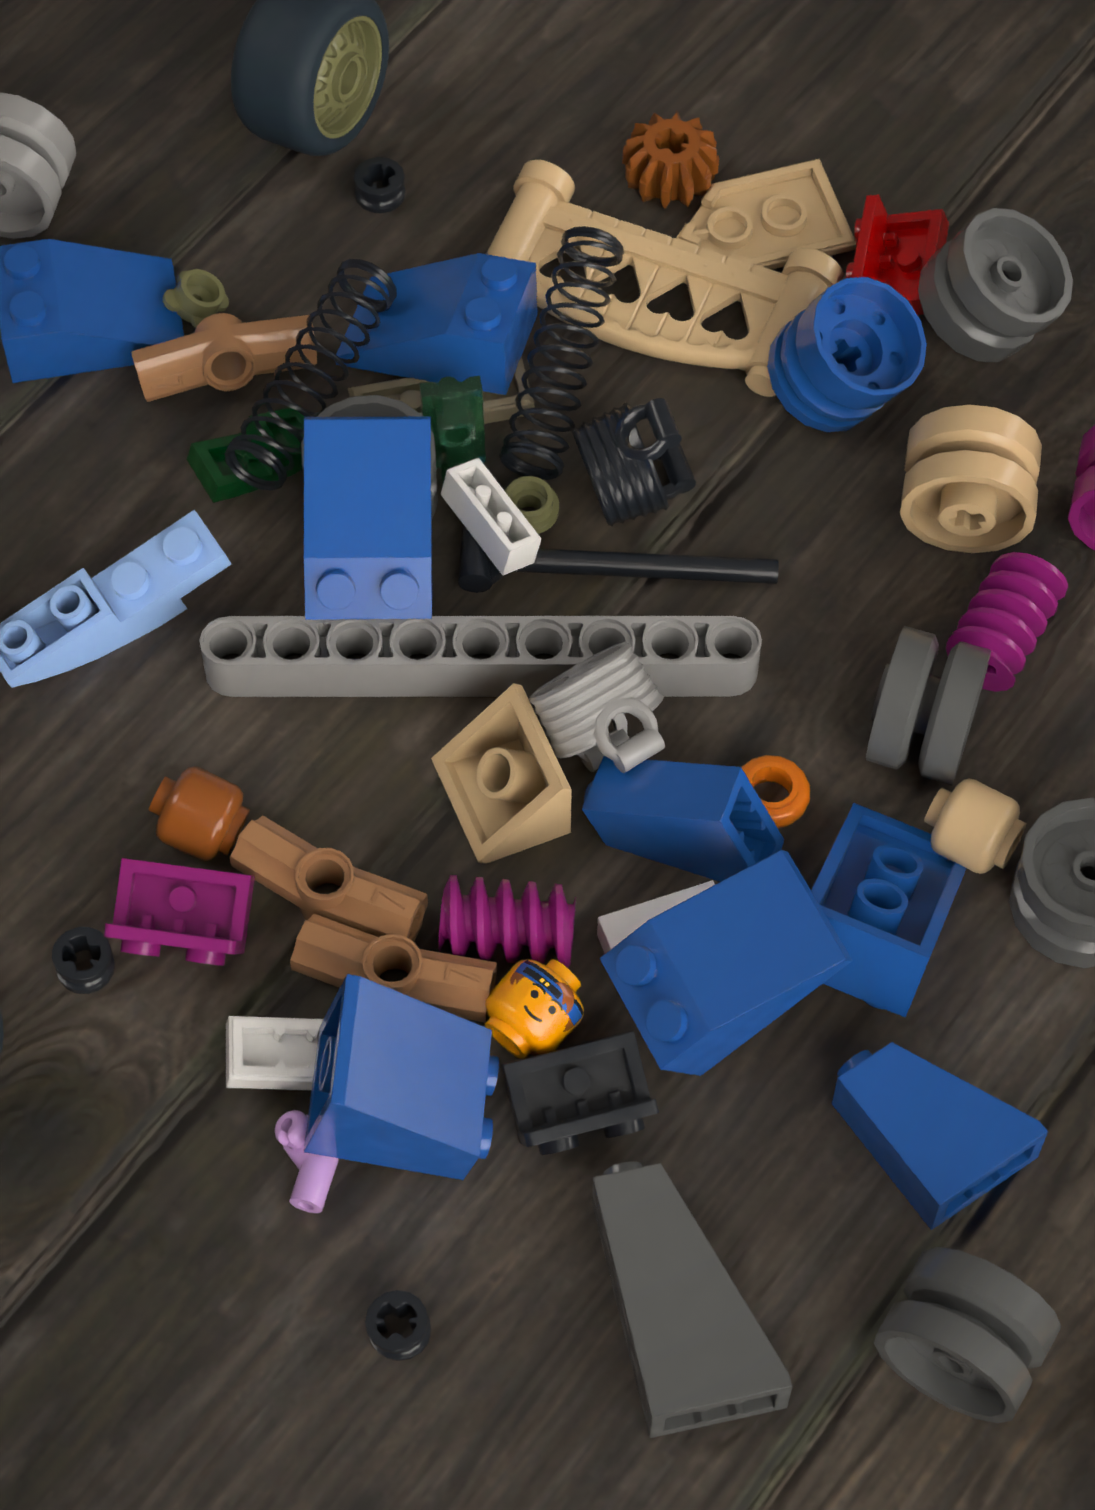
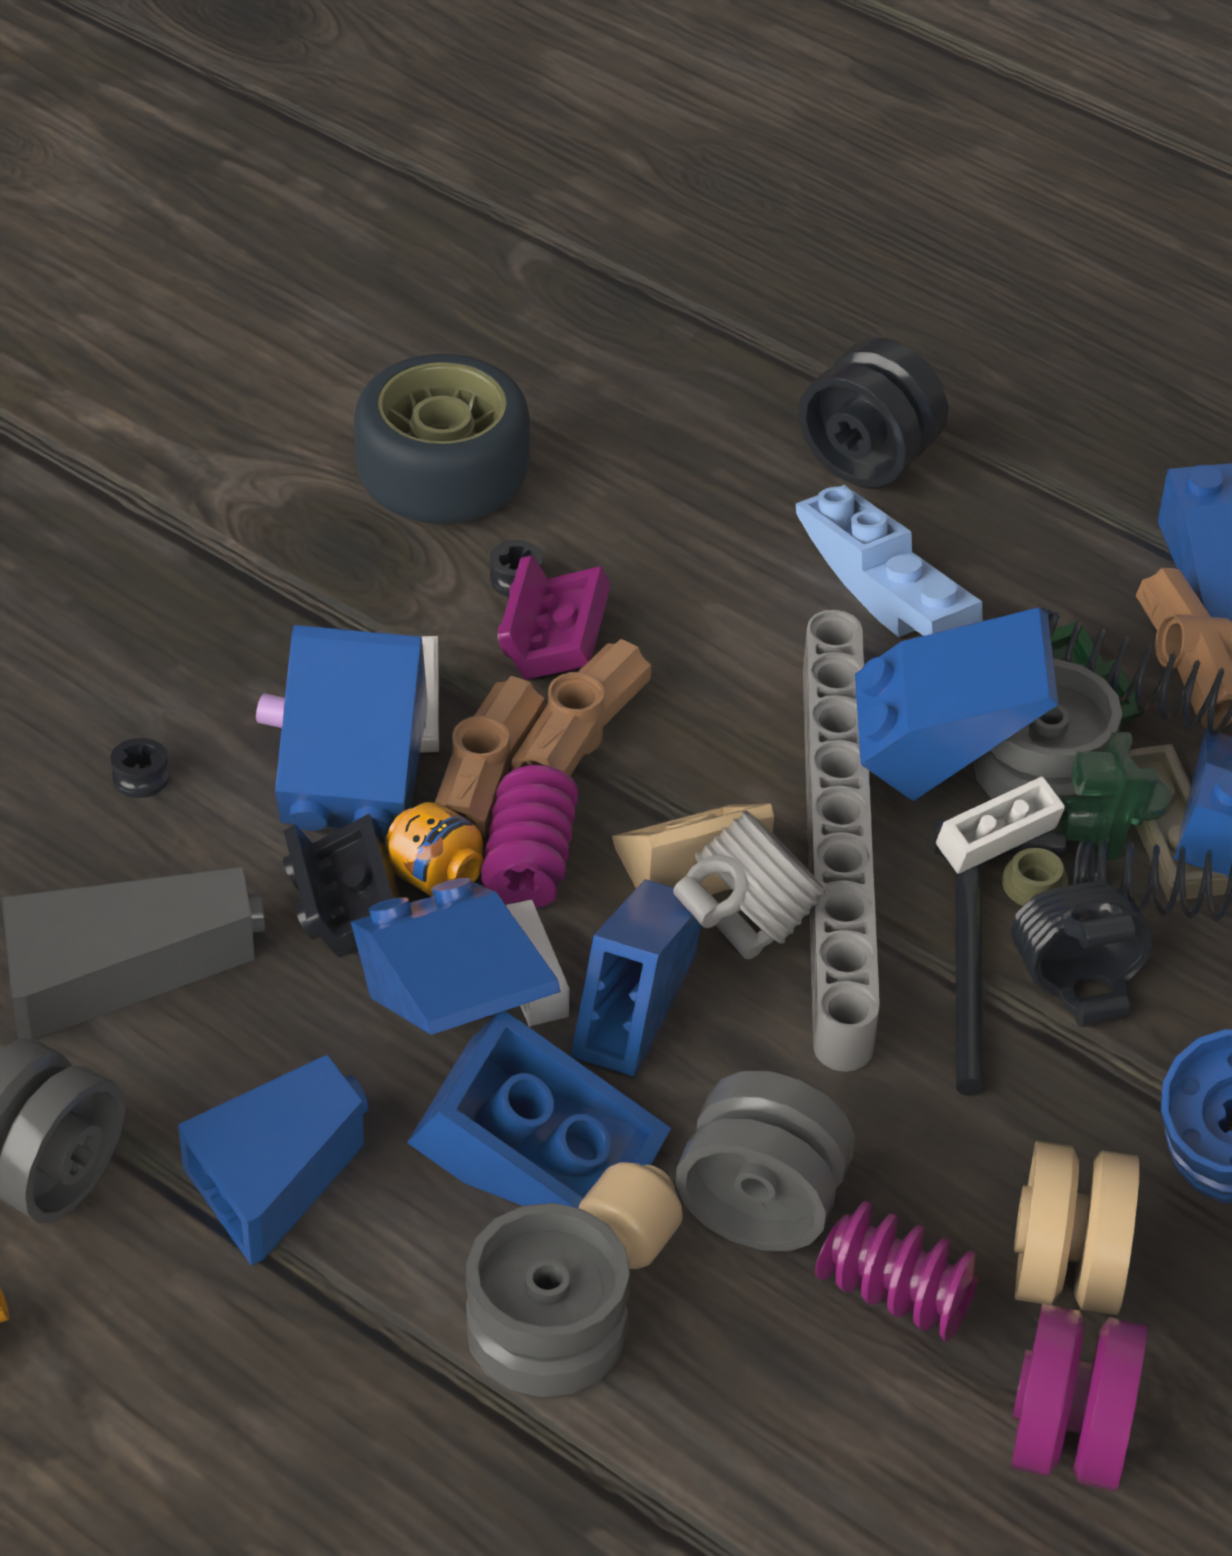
camera: 90 degrees right, 15 degrees down
(199, 813) = (661, 624): dark orange head -> none
(791, 777) = (686, 1040): orange piece -> none

